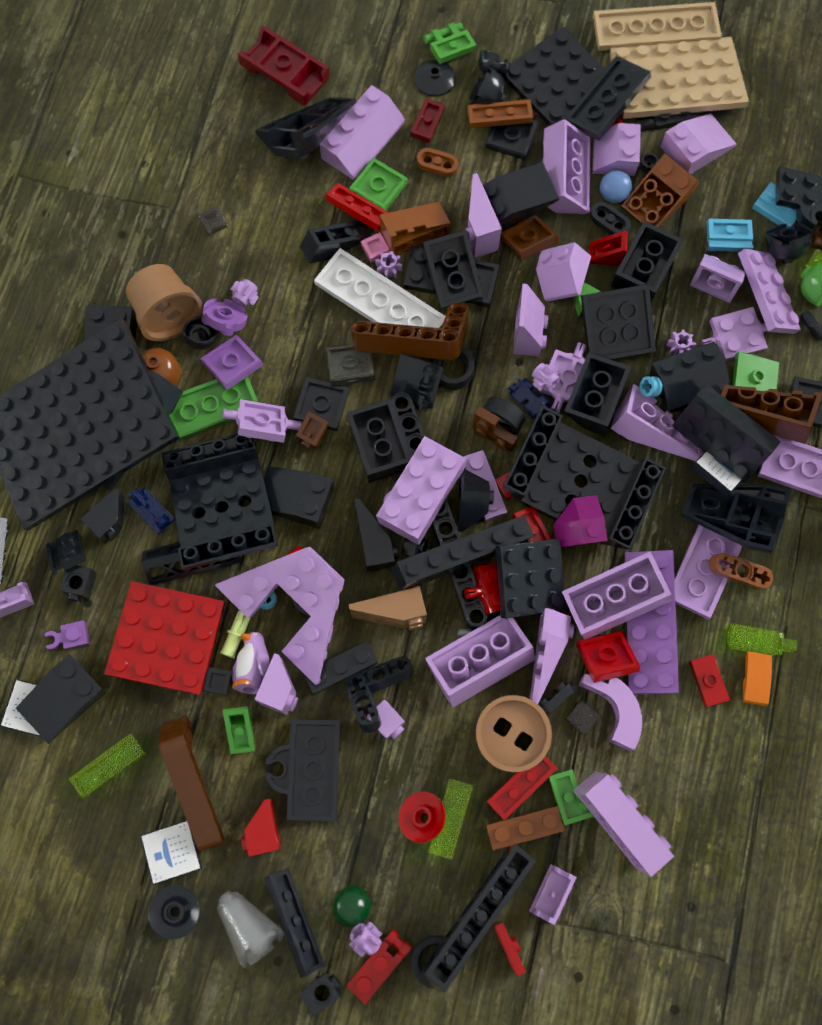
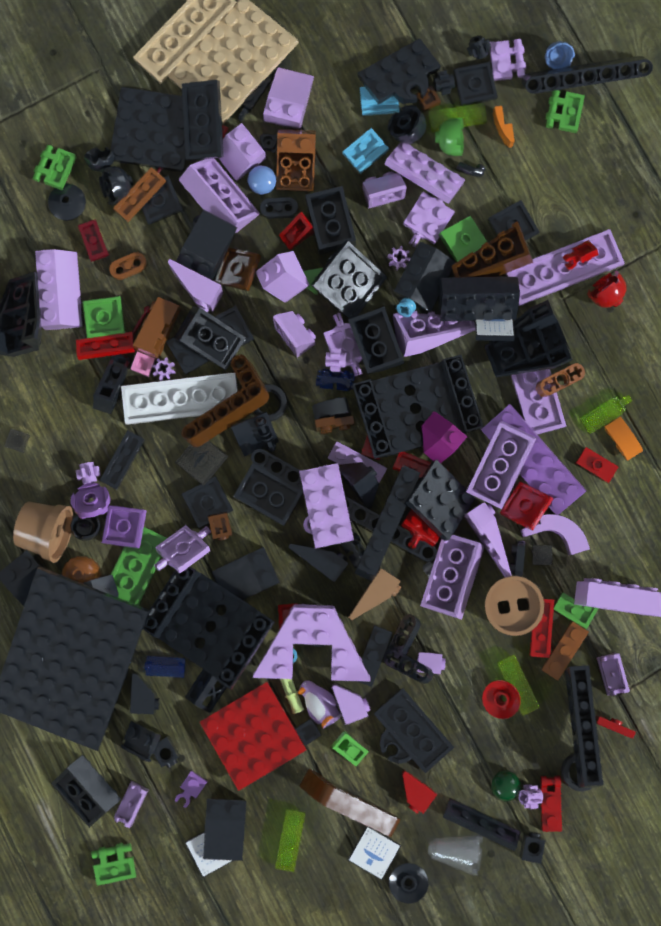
camera: 45 degrees left, 10 degrees up
(283, 308) = (122, 460): none -> black plate

